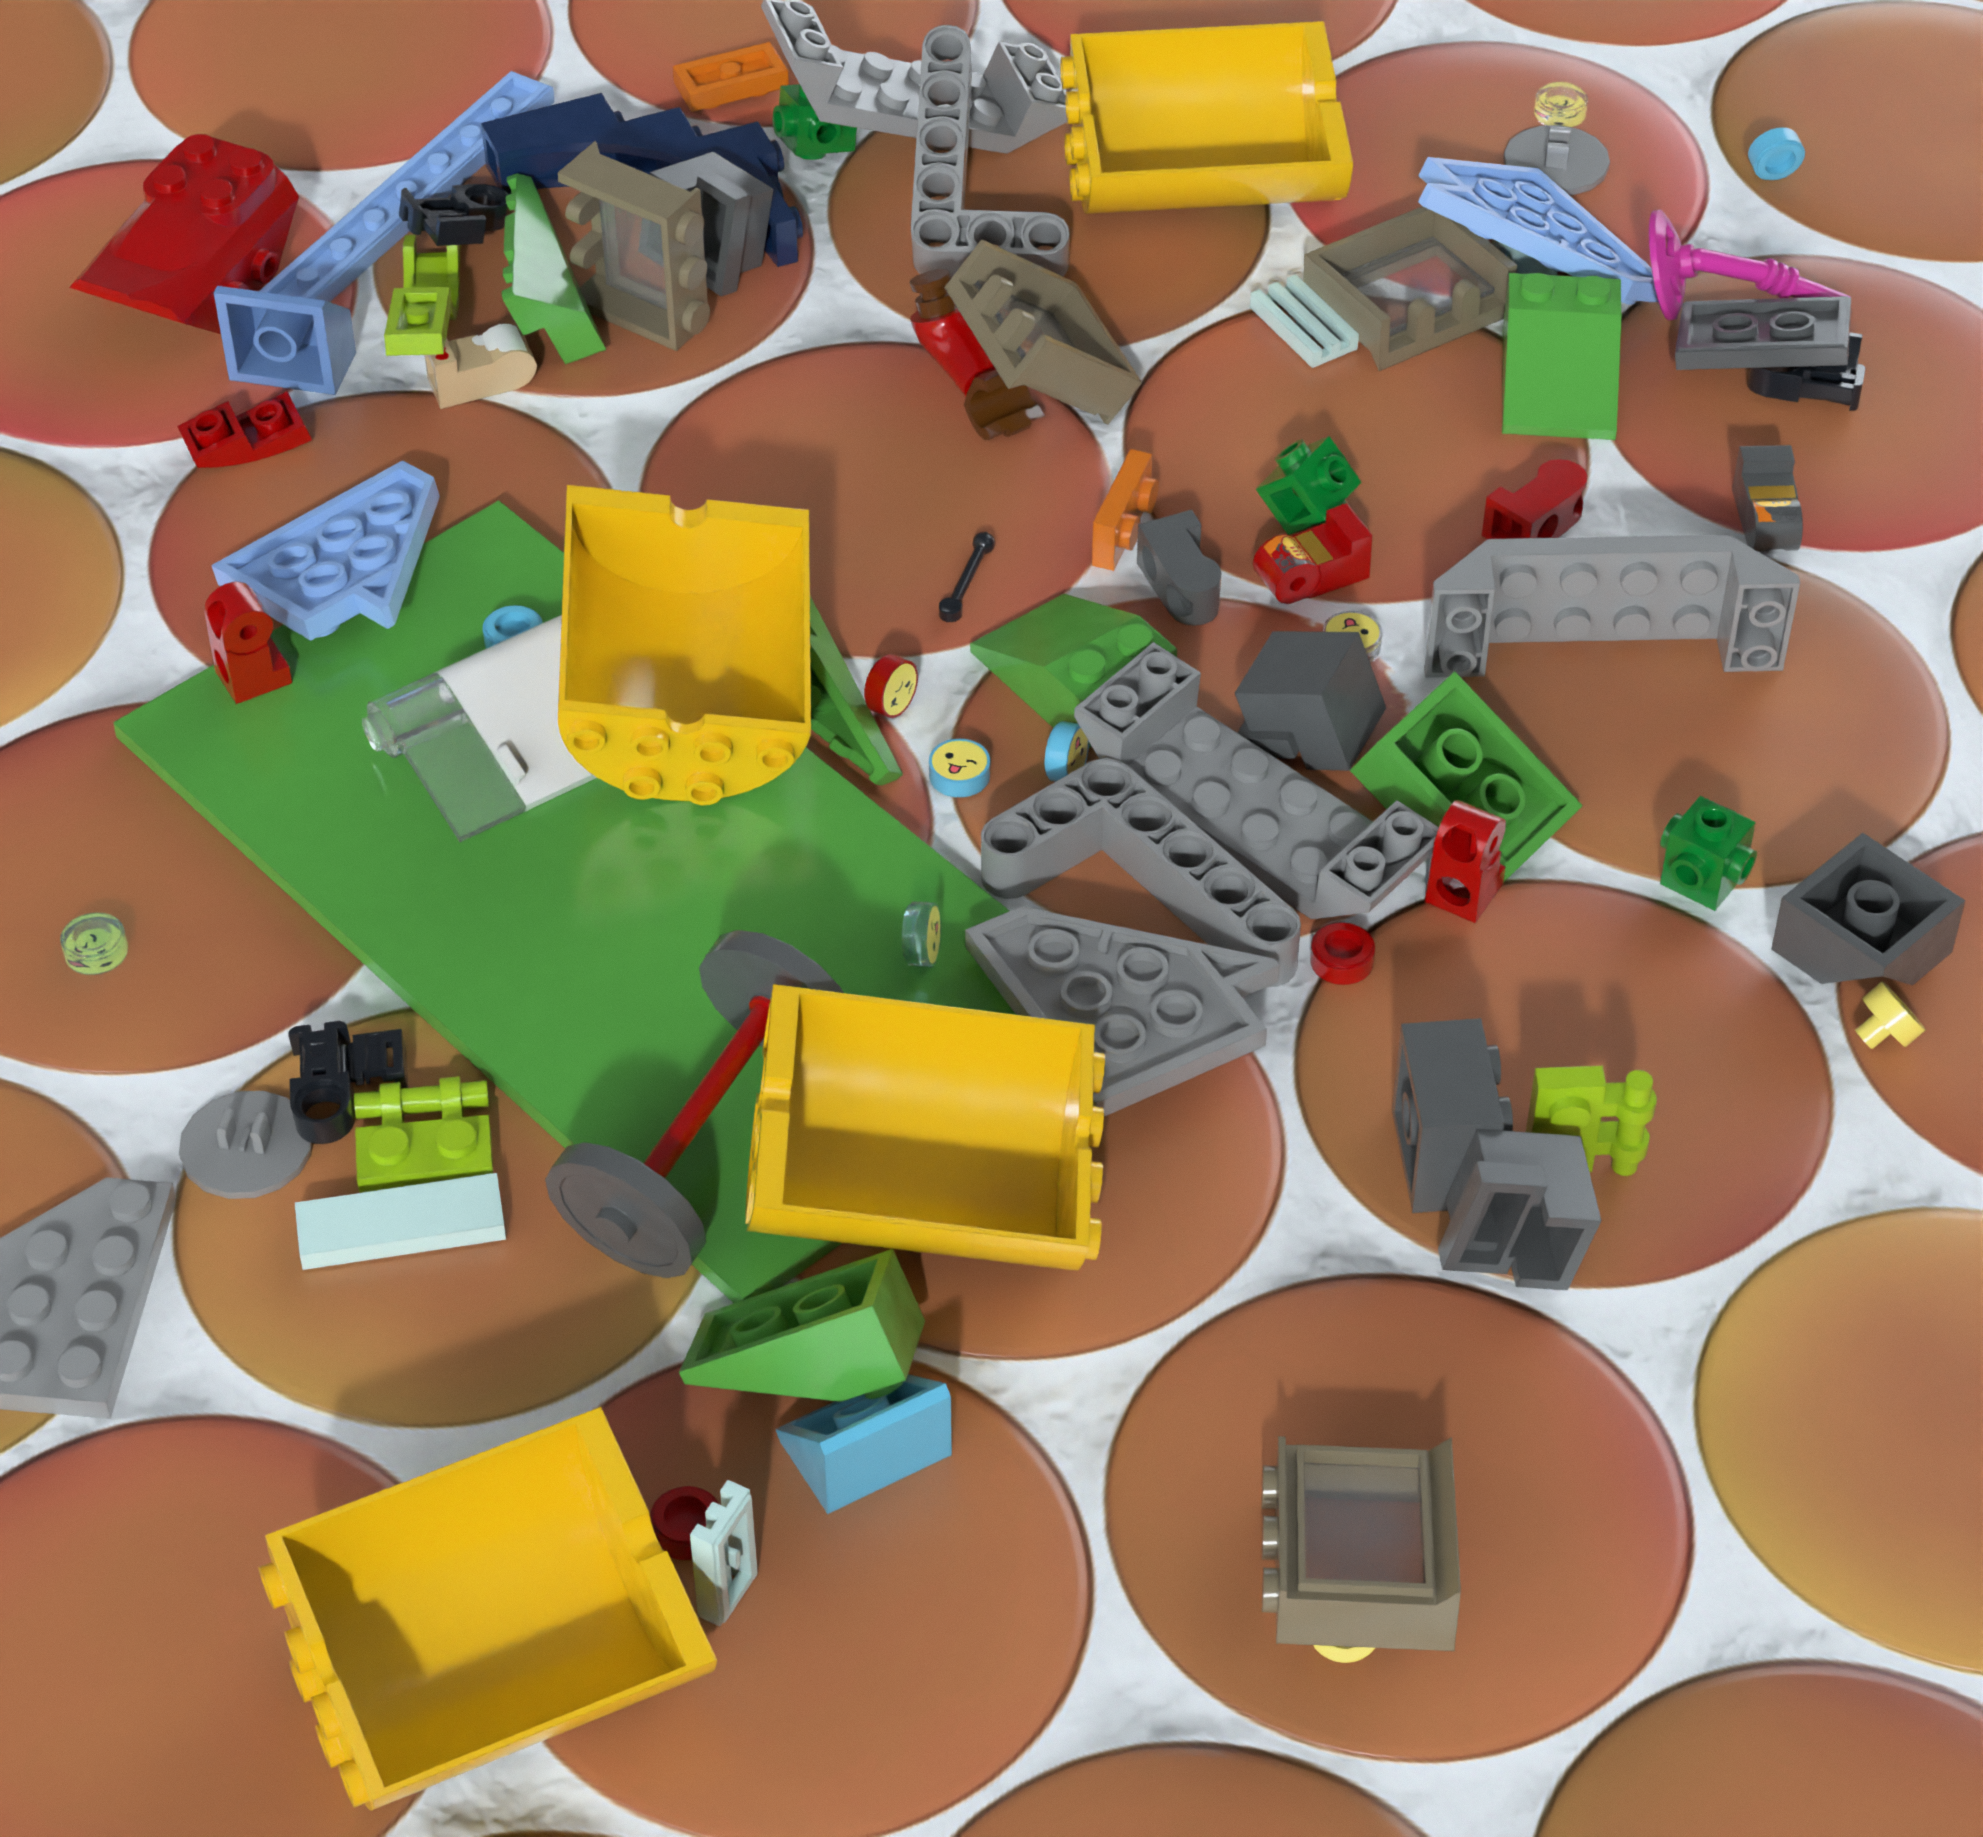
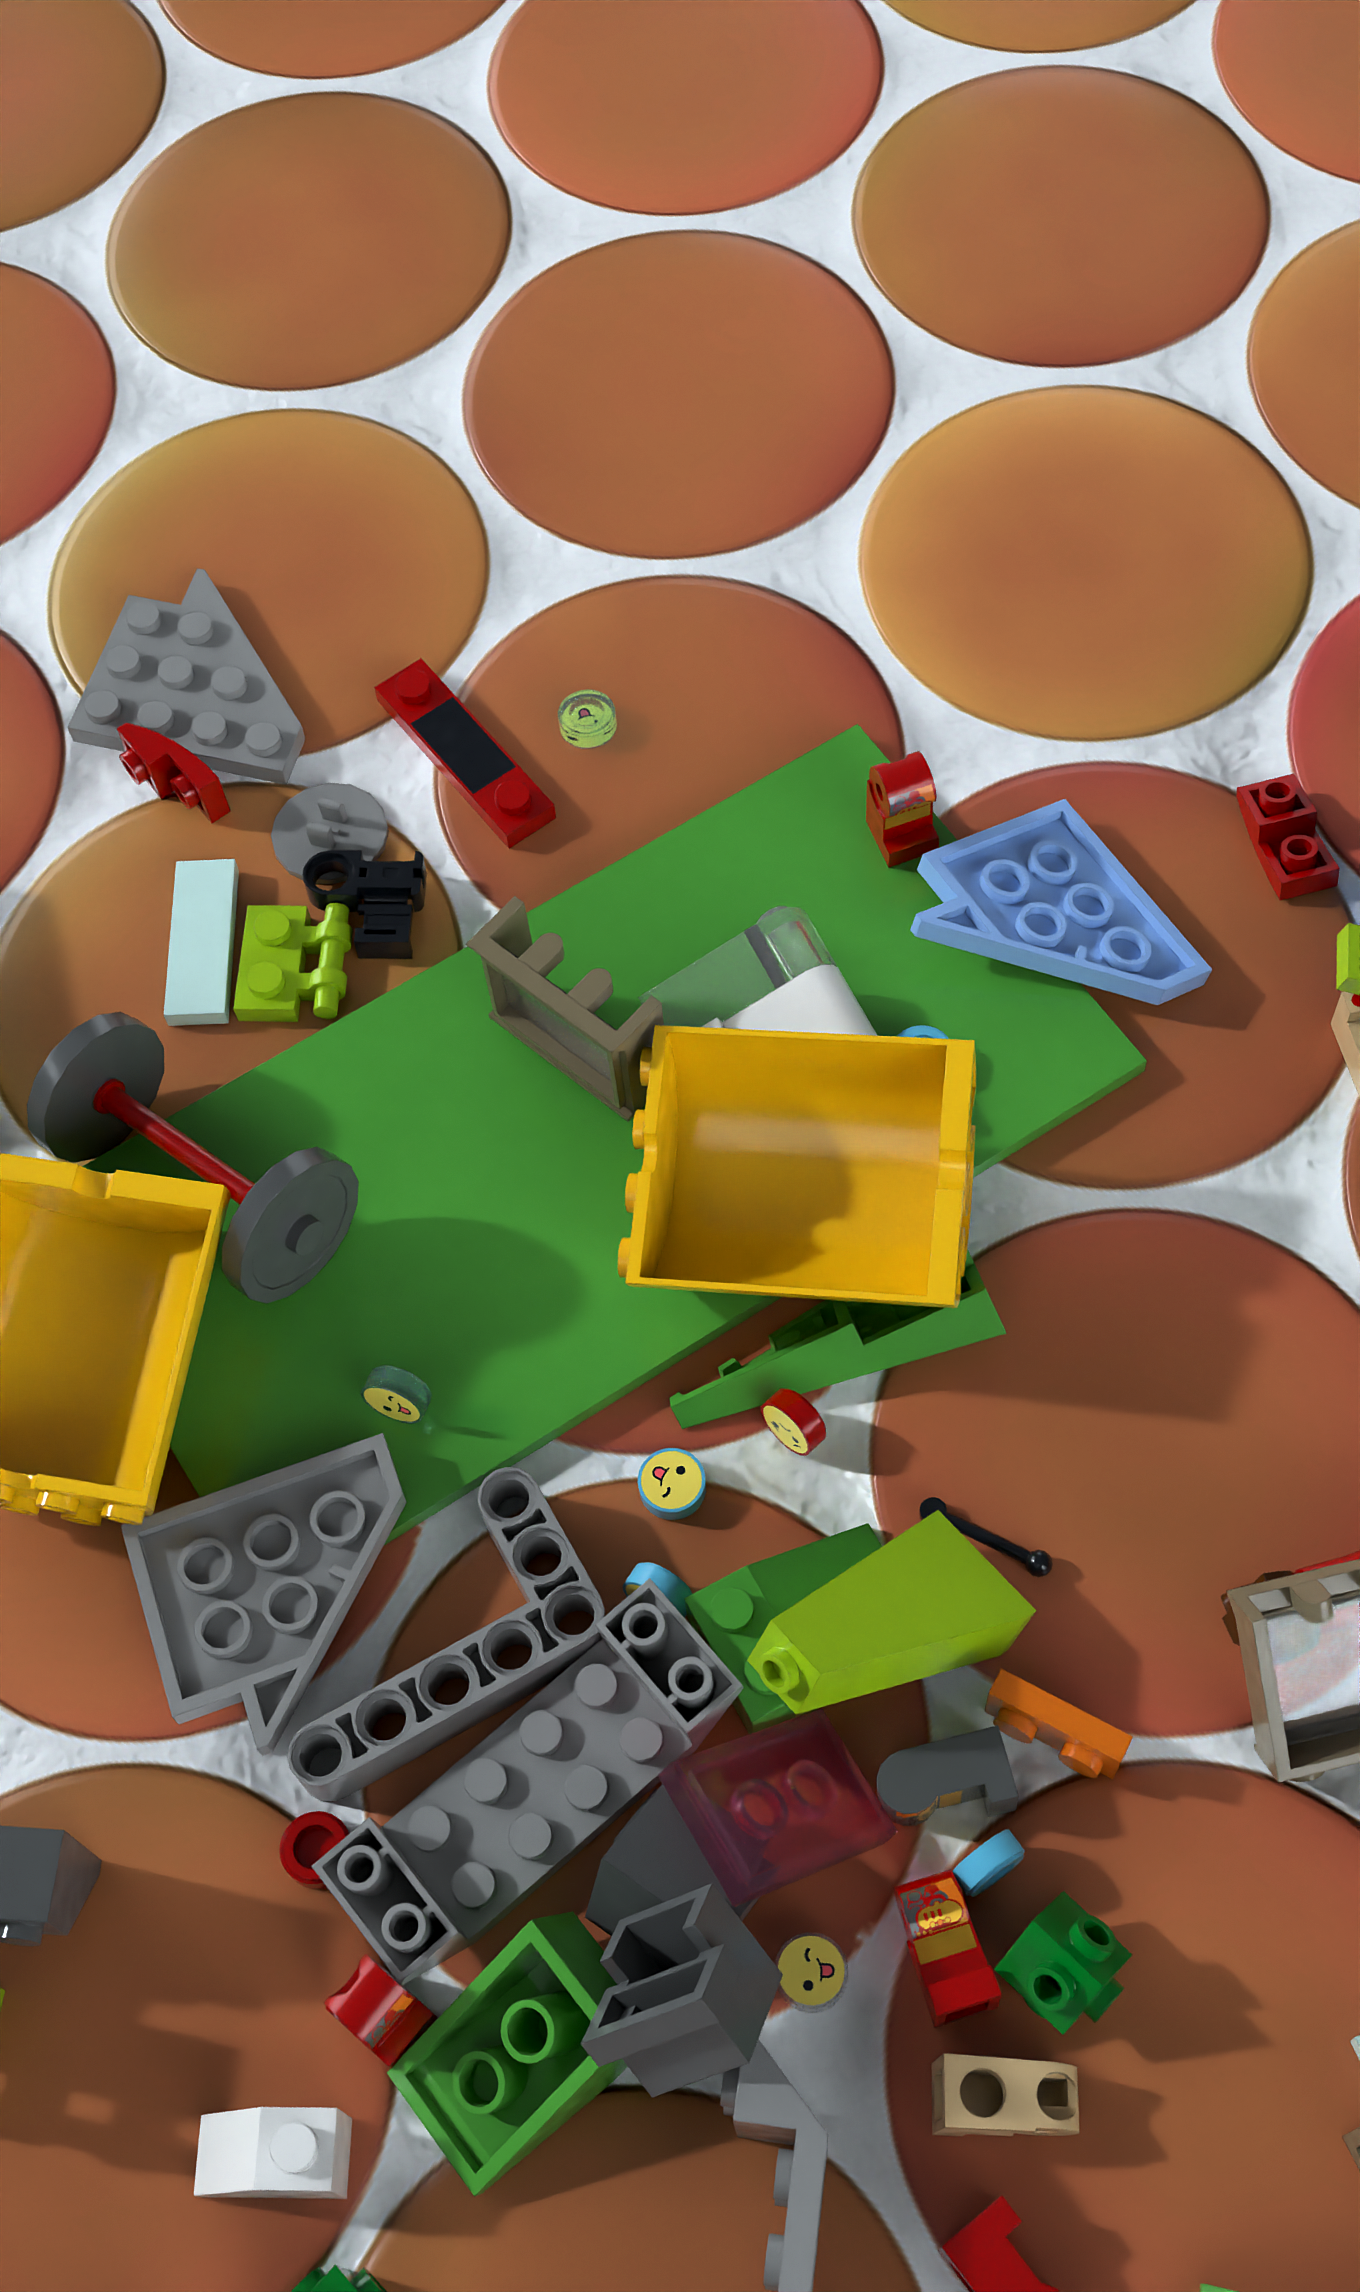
camera: 105 degrees right, 15 degrees up
(136, 1040) = (465, 753): none -> red plate
(162, 1292) = (171, 768): none -> red slope
(529, 835) = (563, 1024): none -> dark tan window
(1067, 579) = (891, 1620): none -> lime slope
(1239, 537) = (989, 1863): none -> medium azure tile
(1247, 628) = (777, 1805): none -> clear pink tile
(1411, 623) = (685, 1993): none -> dark grey plate
(1415, 523) = (1003, 2096): none -> tan leg
(1596, 919) = (274, 2153): none -> white slope

